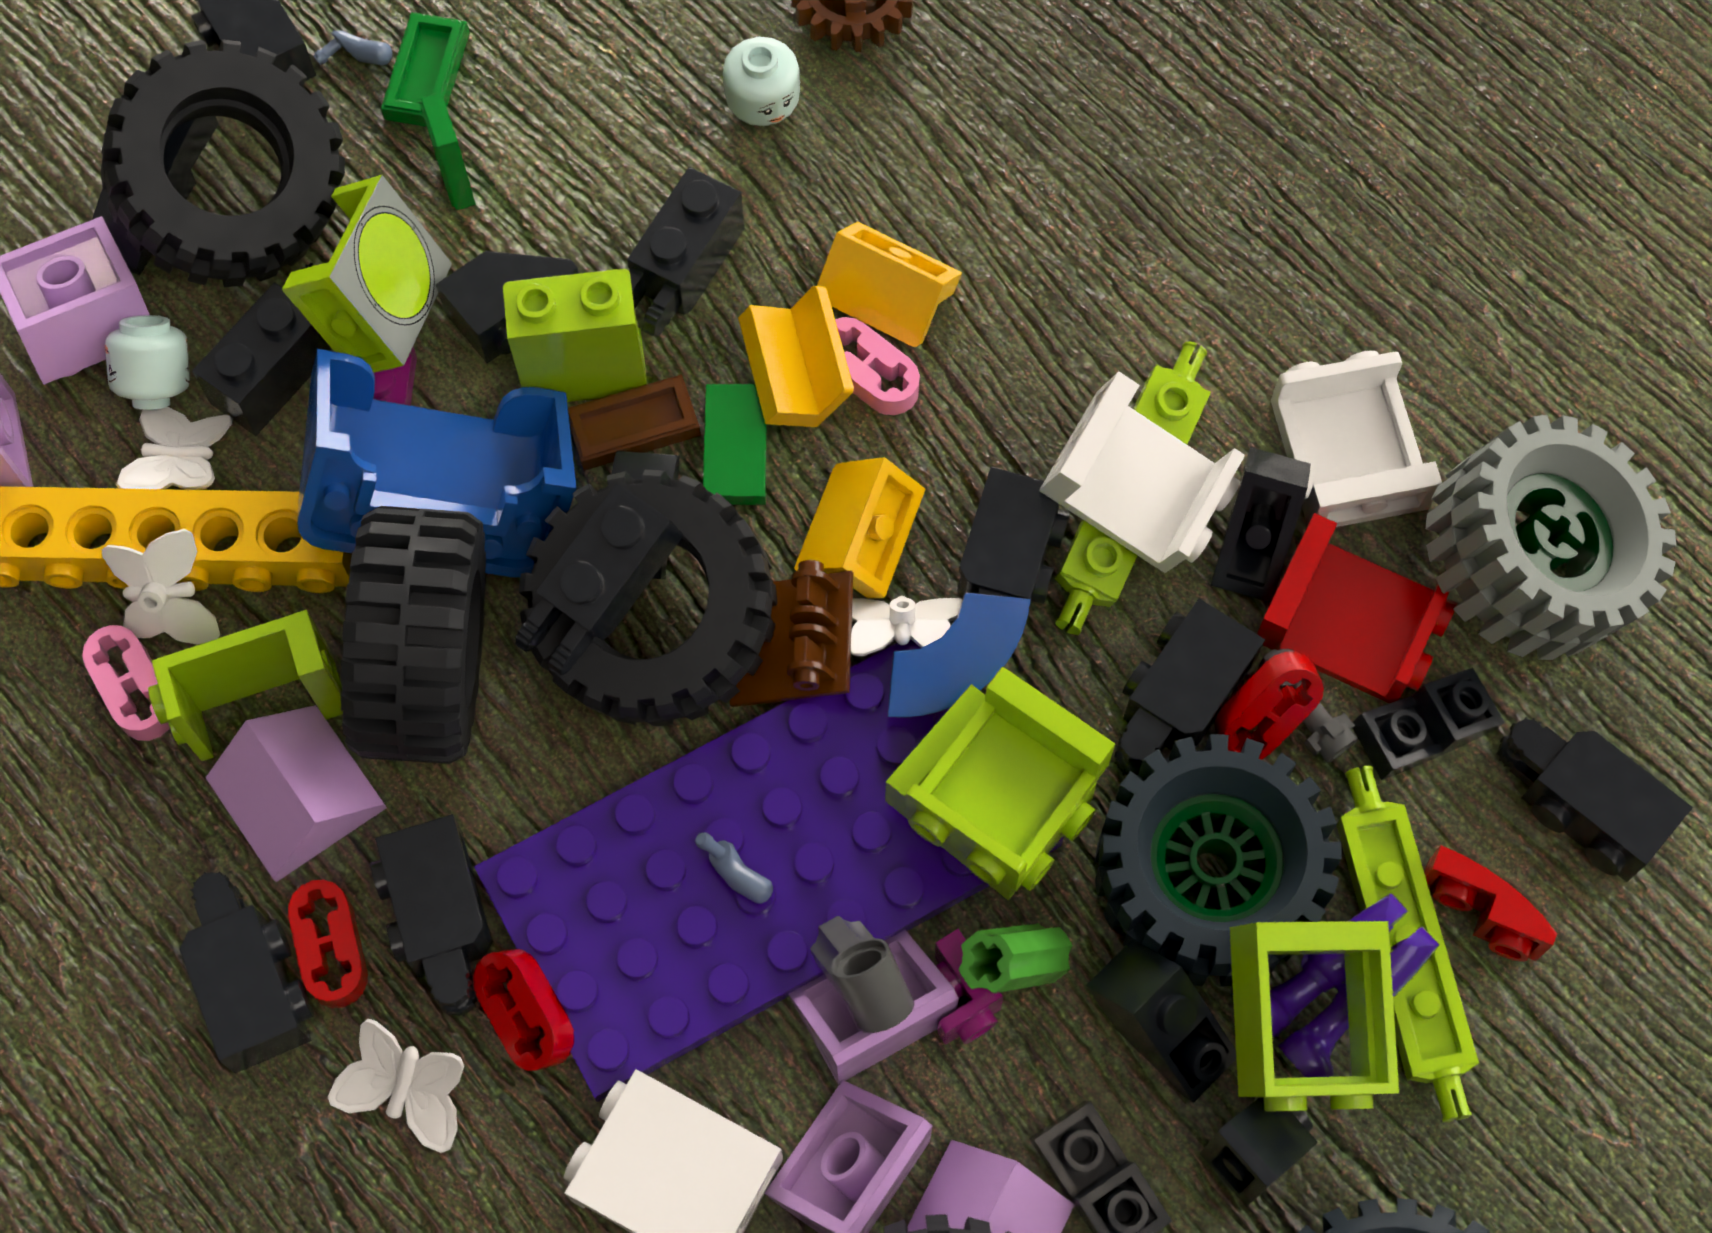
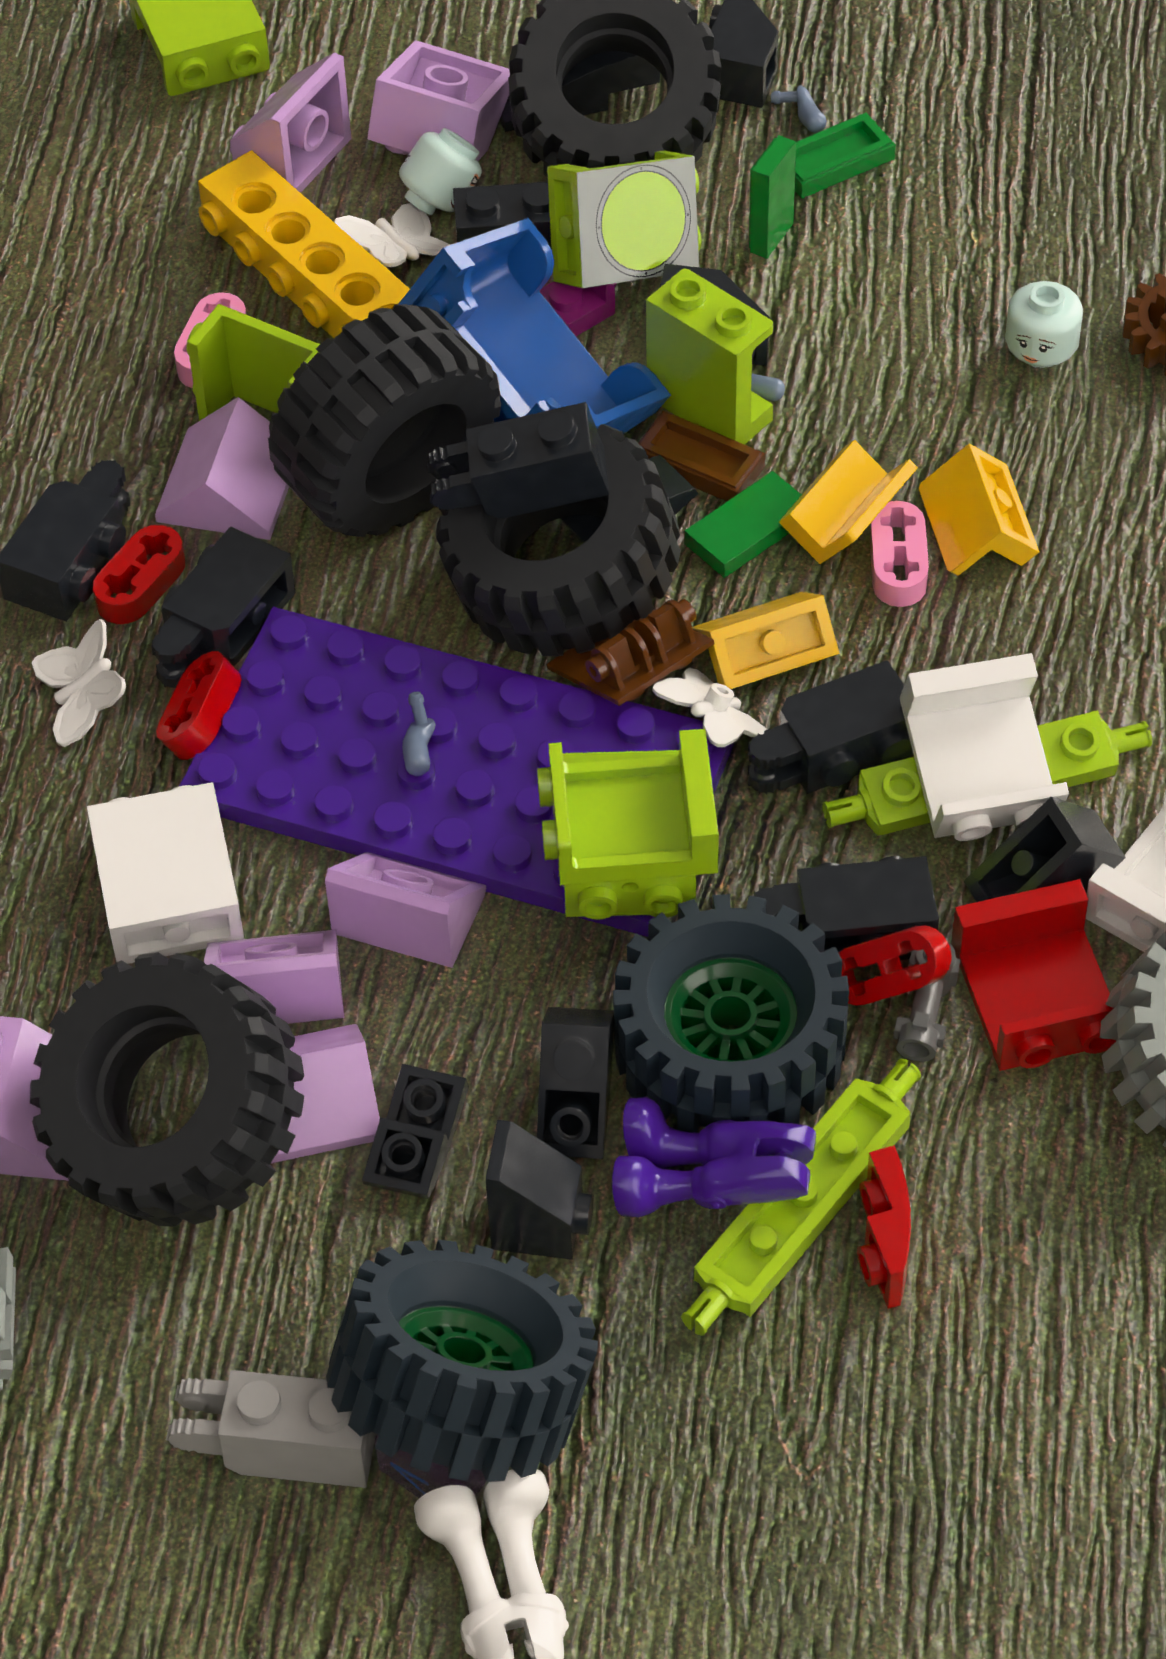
camera: 50 degrees right, 15 degrees down
(154, 589) = (290, 280): white piece -> none
(684, 247) = (852, 378): black hinge -> none
(863, 974) = (408, 848): dark grey piece -> none
(965, 655) = (737, 743): blue tile -> none
(980, 1005) = (476, 948): magenta bracket -> none
(1015, 957) = (519, 938): bright green axle -> none
(1368, 1003) = (702, 1072): lime window -> none
(1427, 723) = (1010, 1100): black slope -> none
(1593, 795) = (1060, 1241): black hinge -> none

